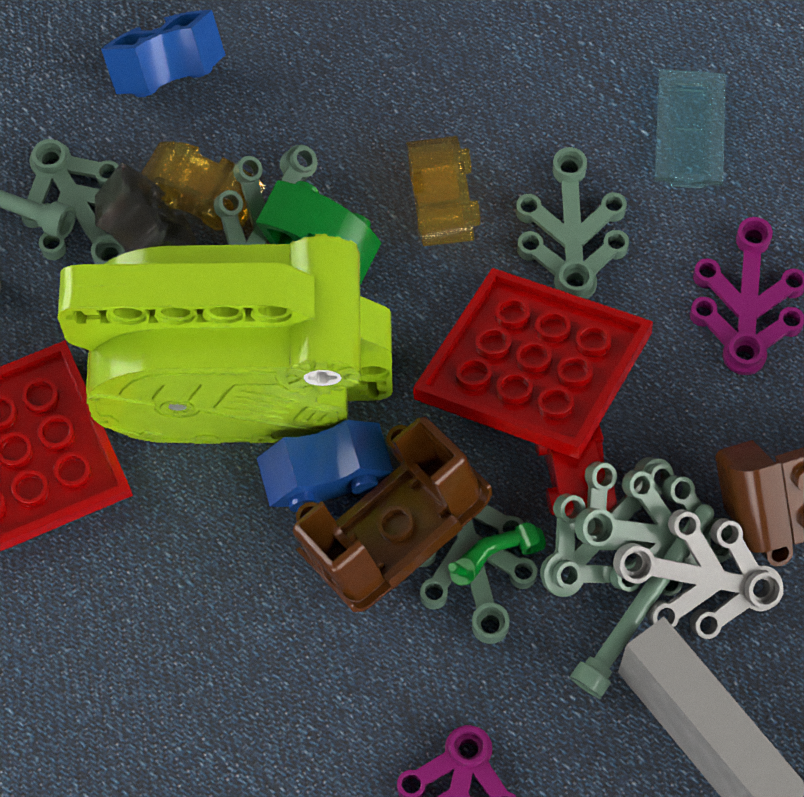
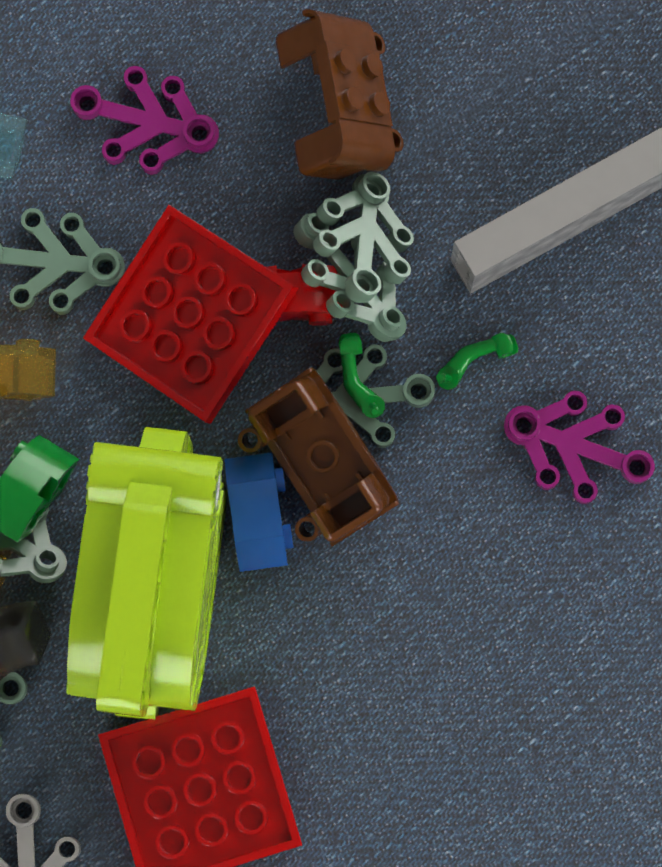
camera: 80 degrees left, 15 degrees up
(516, 659) = (453, 371): none -> green piece
(595, 672) = (473, 310): sand green piece -> none
(706, 577) = (420, 165): light grey plant -> none

